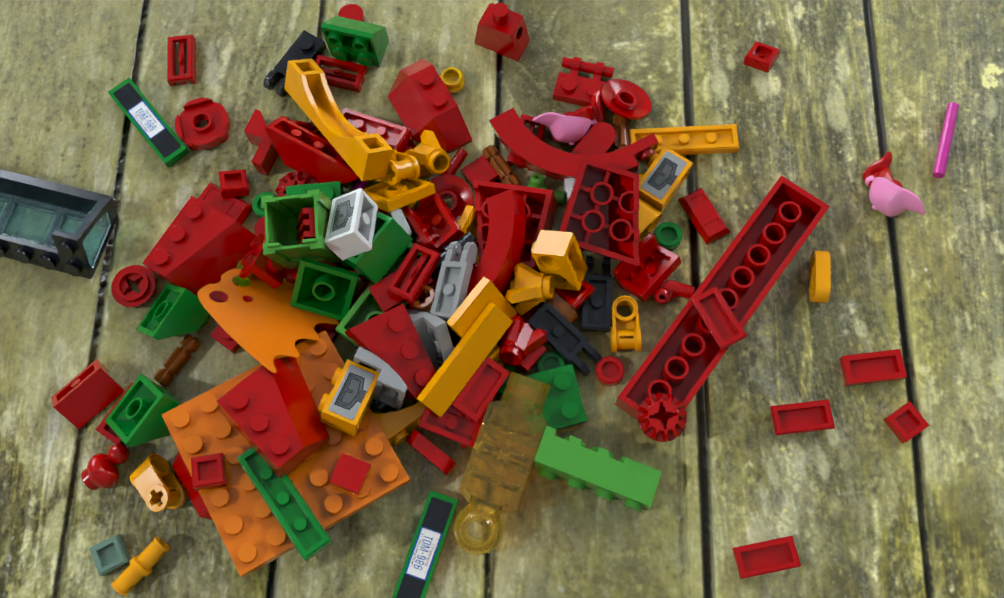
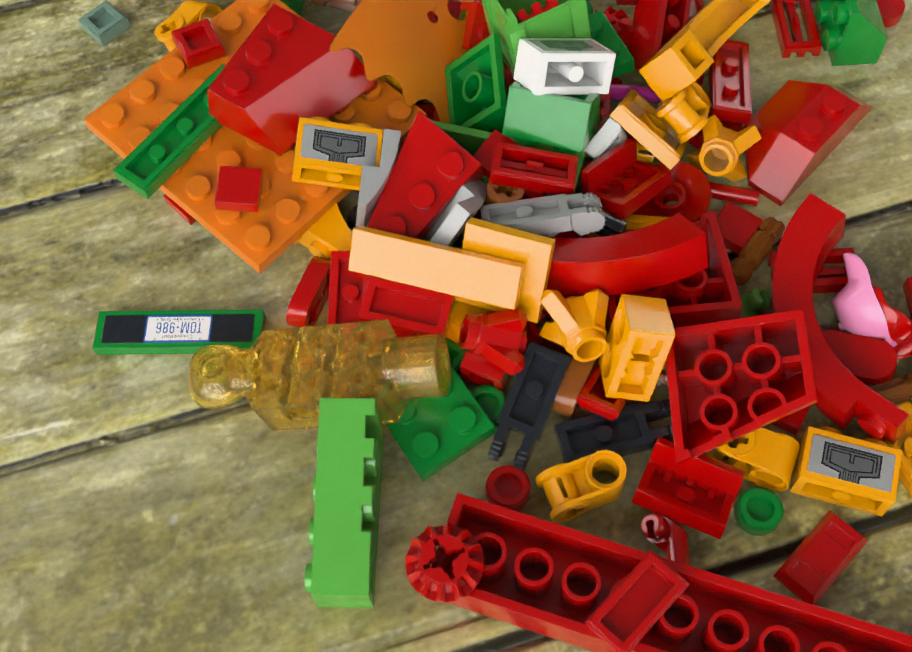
camera: 70 degrees right, 10 degrees down
(140, 566) = (96, 51): light orange pin -> none
(453, 79) = (858, 148): yellow plate -> none

